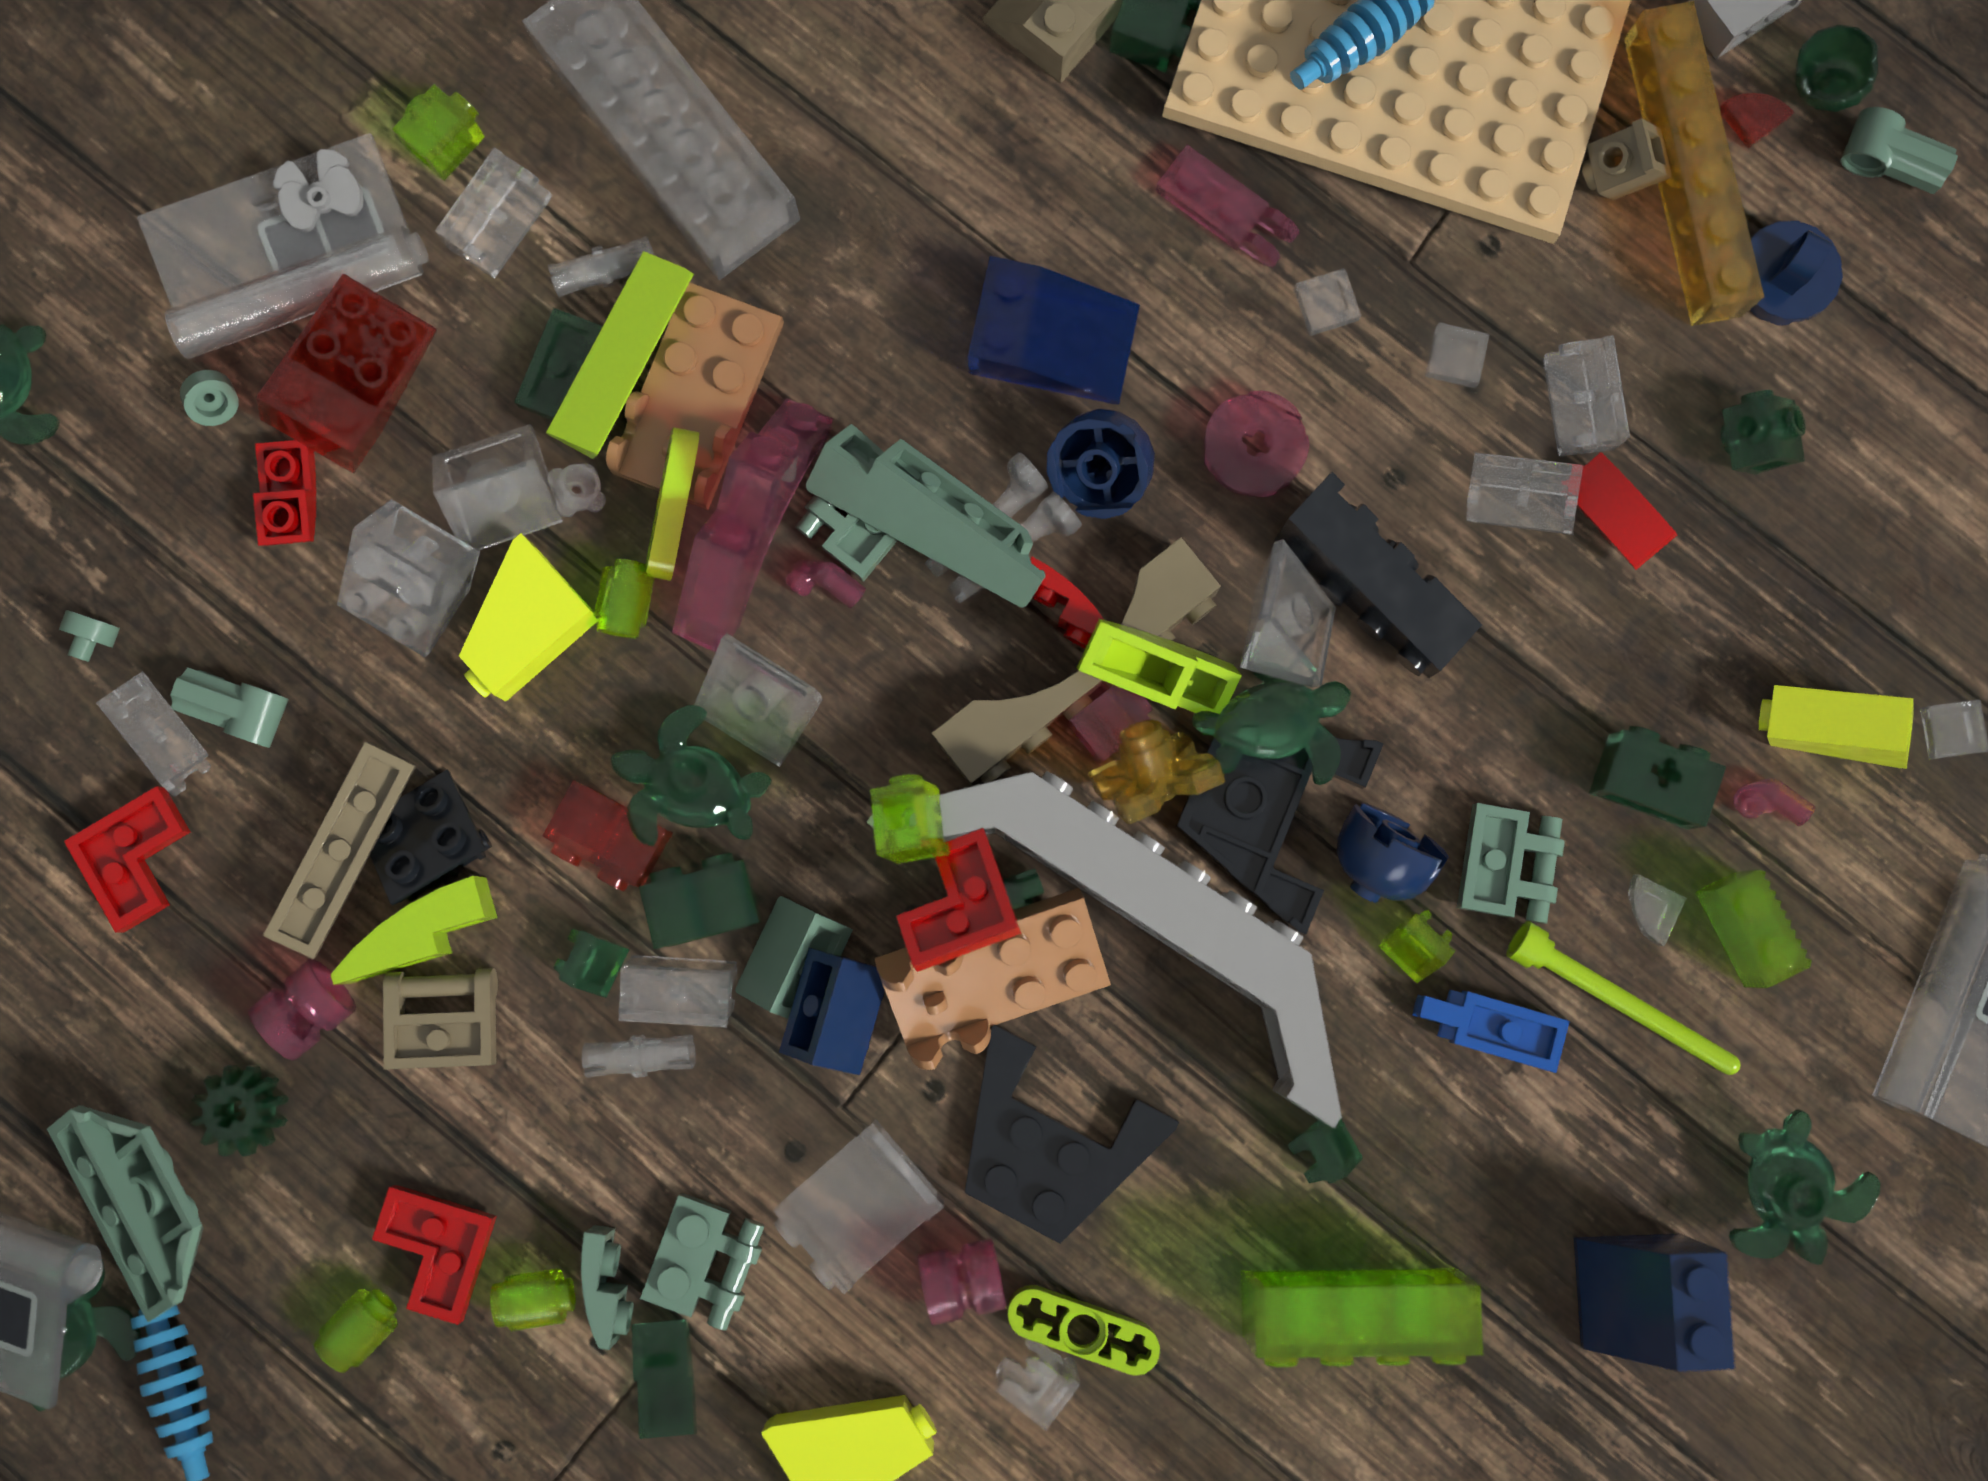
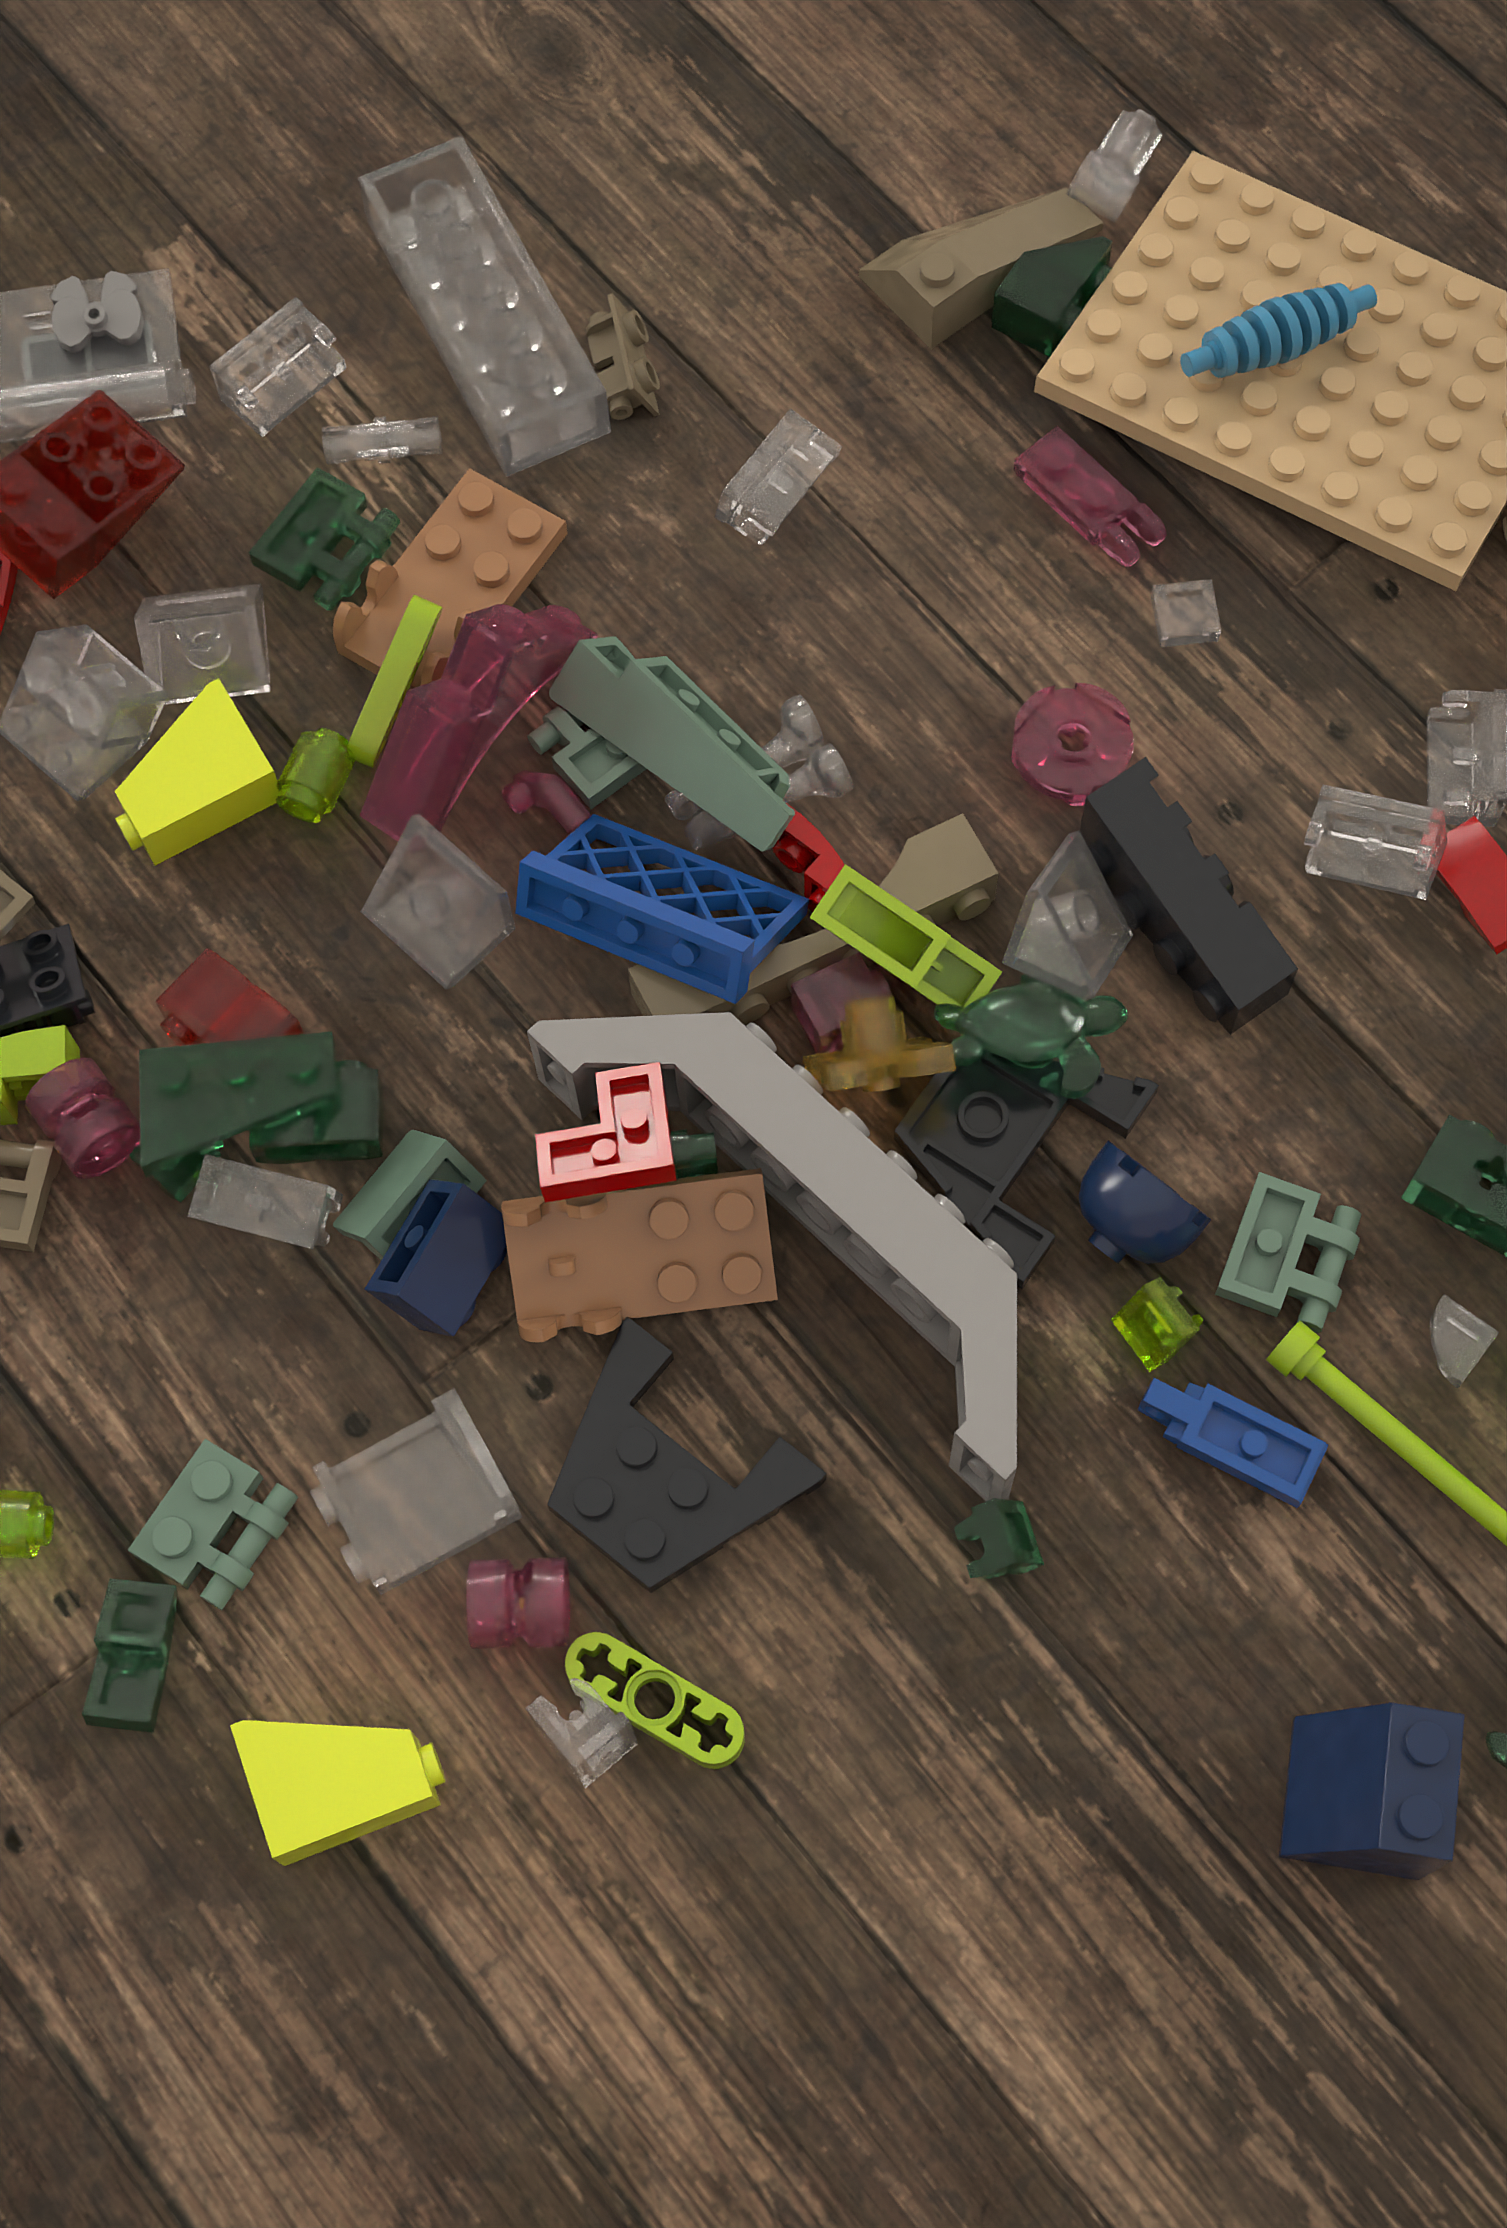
camera: 15 degrees right, 15 degrees down
(439, 130) = (242, 279): clear neon green brick -> none
(496, 936) = (84, 1117): none -> clear pink wheel
(582, 476) = (299, 643): clear plate -> none
(604, 1301) = (85, 1546): sand green slope -> none
(619, 354) = (375, 521): lime slope -> none
(622, 911) = (219, 1089): none -> clear green wing
(638, 1056) = (200, 1271): clear pin -> none
(687, 783) = (335, 976): clear green animal -> none
(789, 130) = (619, 340): none -> dark tan hinge
(891, 815) = (573, 1028): clear neon green brick -> none
(934, 697) = (651, 927): none -> blue fence
(958, 242) = (776, 477): none -> clear hinge
(1051, 332) = (861, 586): clear blue slope -> none
(1101, 463) = (887, 719): dark blue cylinder -> none
(1361, 1315) = (1000, 1732): clear neon green brick -> none
(1457, 355) = (1325, 693): clear tile -> none

